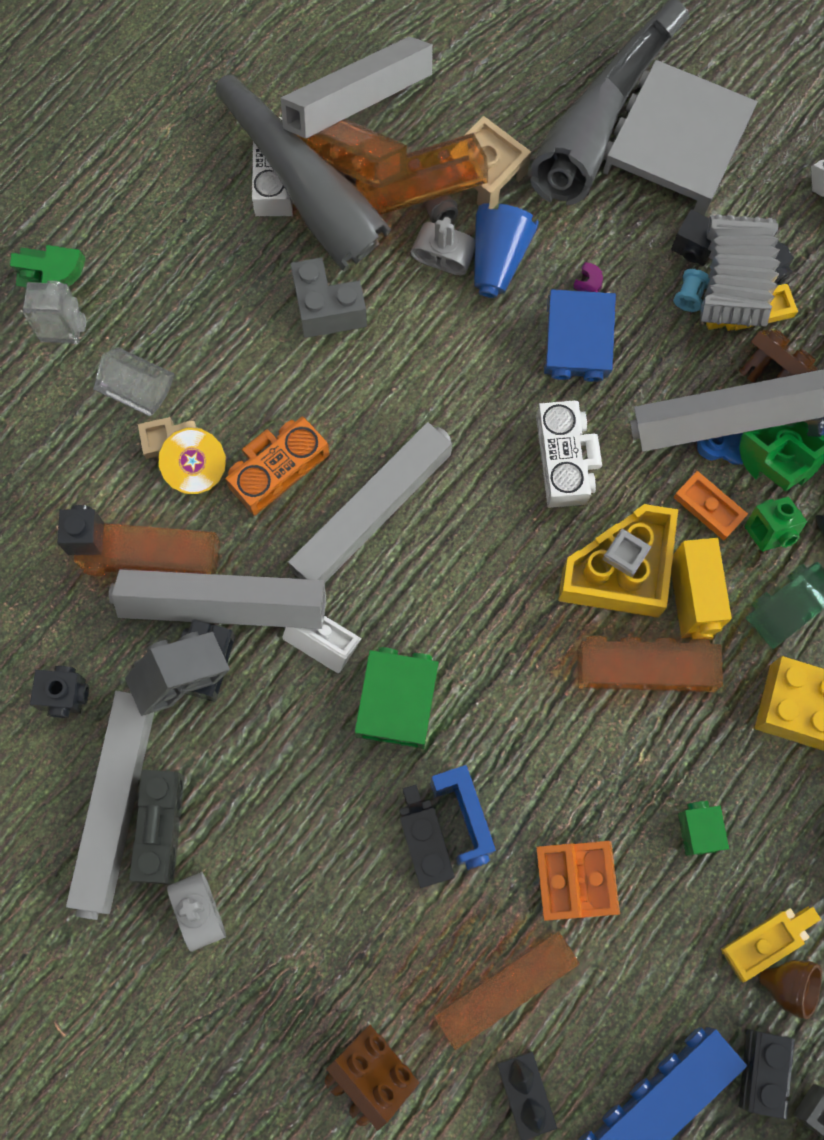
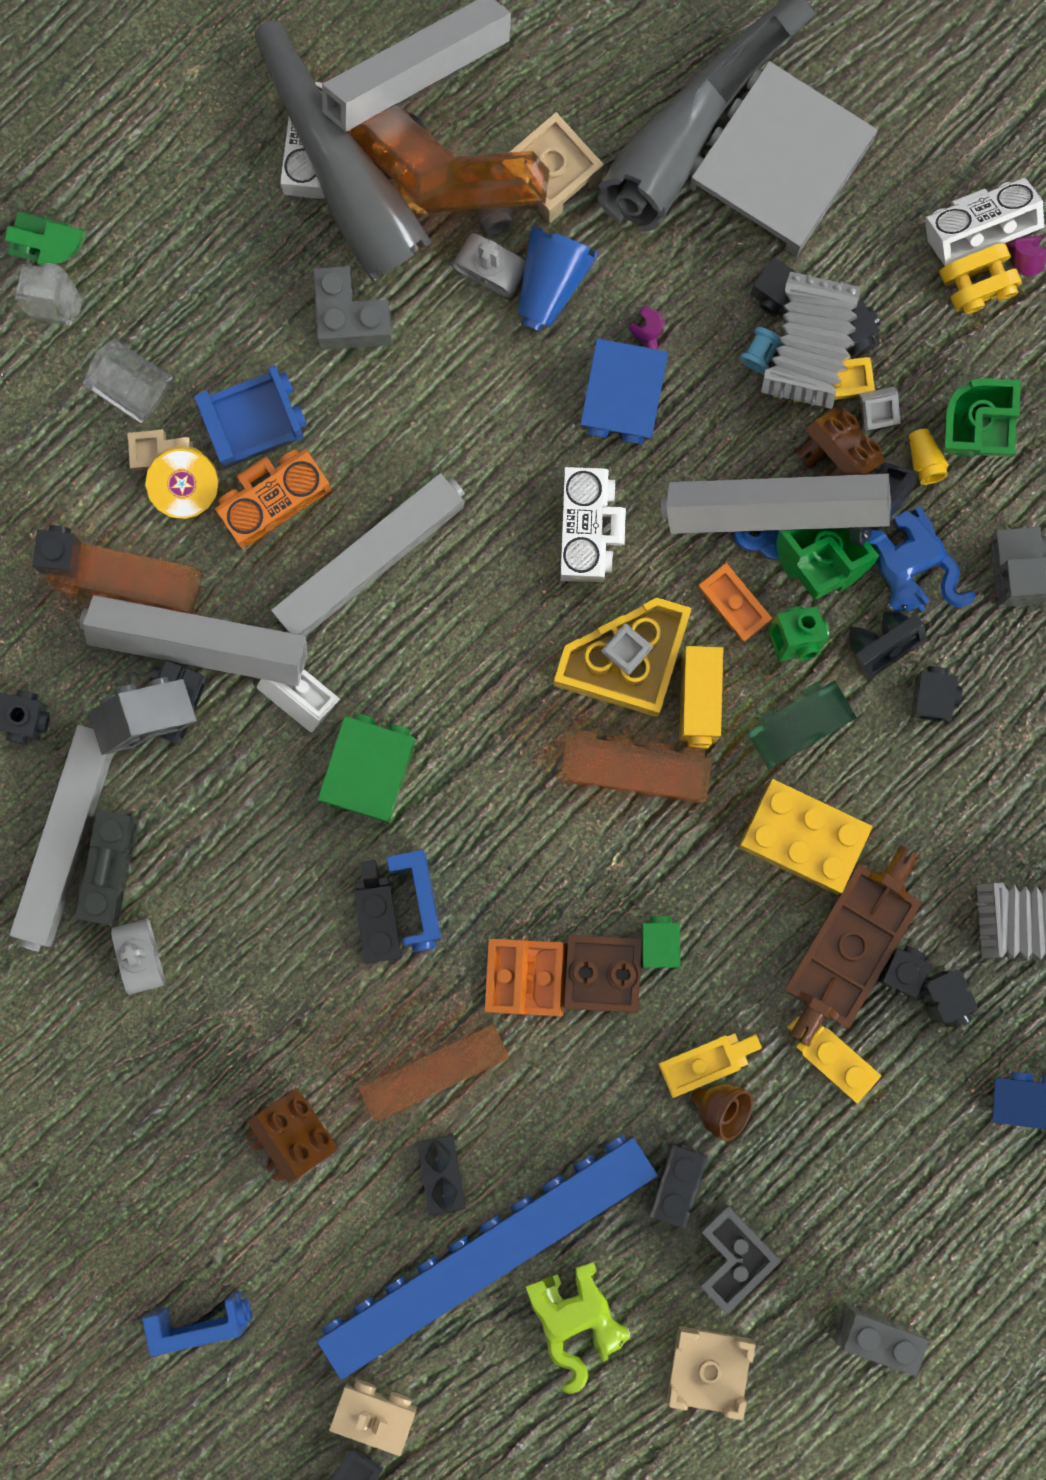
camera: 10 degrees right, 10 degrees up
(249, 399) = (251, 417): none -> blue panel
(652, 866) = (603, 973): none -> reddish brown plate
(804, 325) = (880, 408): none -> light grey tile

